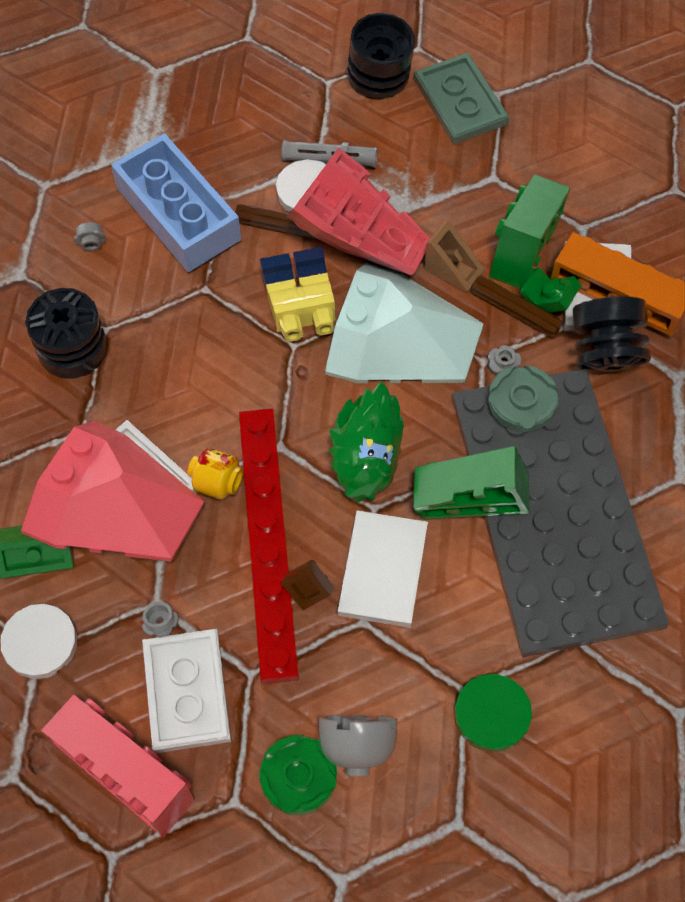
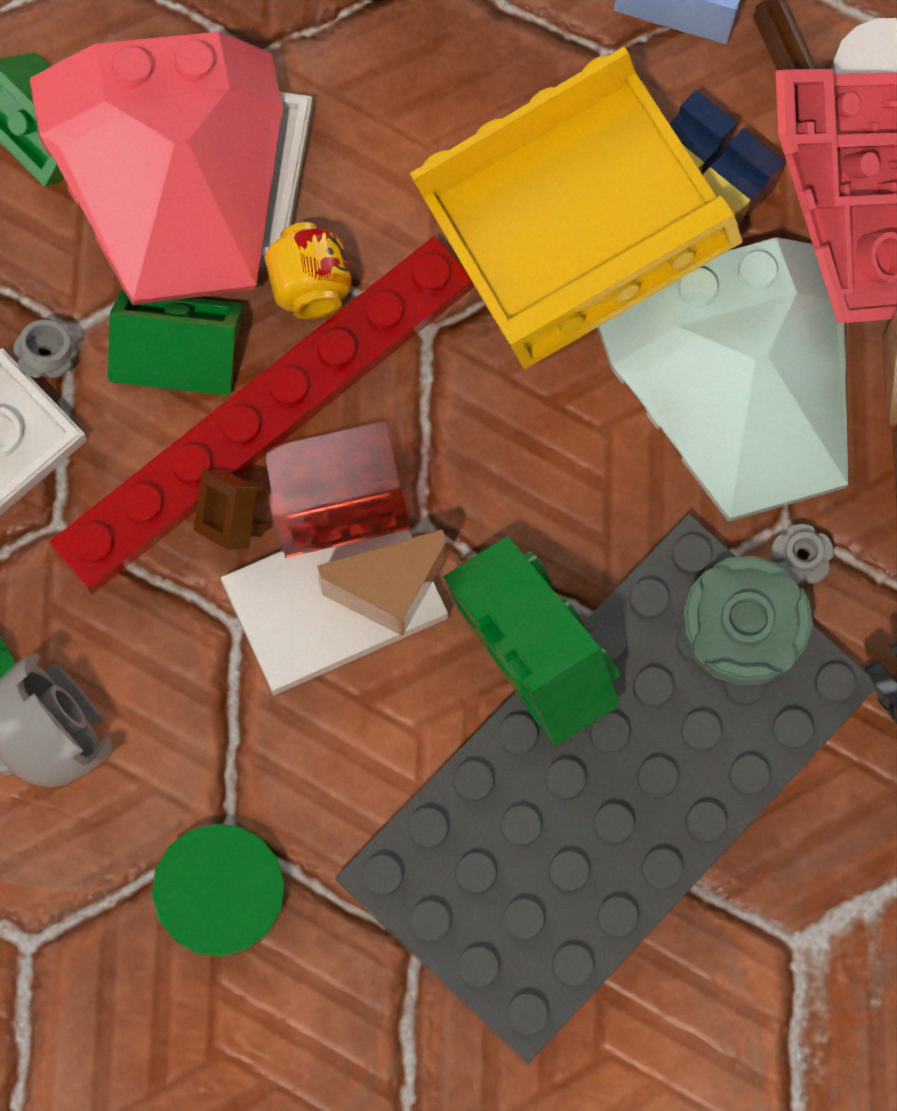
camera: 50 degrees right, 10 degrees up
(203, 558) = (174, 344): none -> green panel
(279, 341) = (575, 208): none -> yellow panel
(334, 528) = (335, 489): none -> clear red bracket
(367, 443) = (498, 444): green head -> none
(400, 535) = (386, 581): none -> medium nougat slope

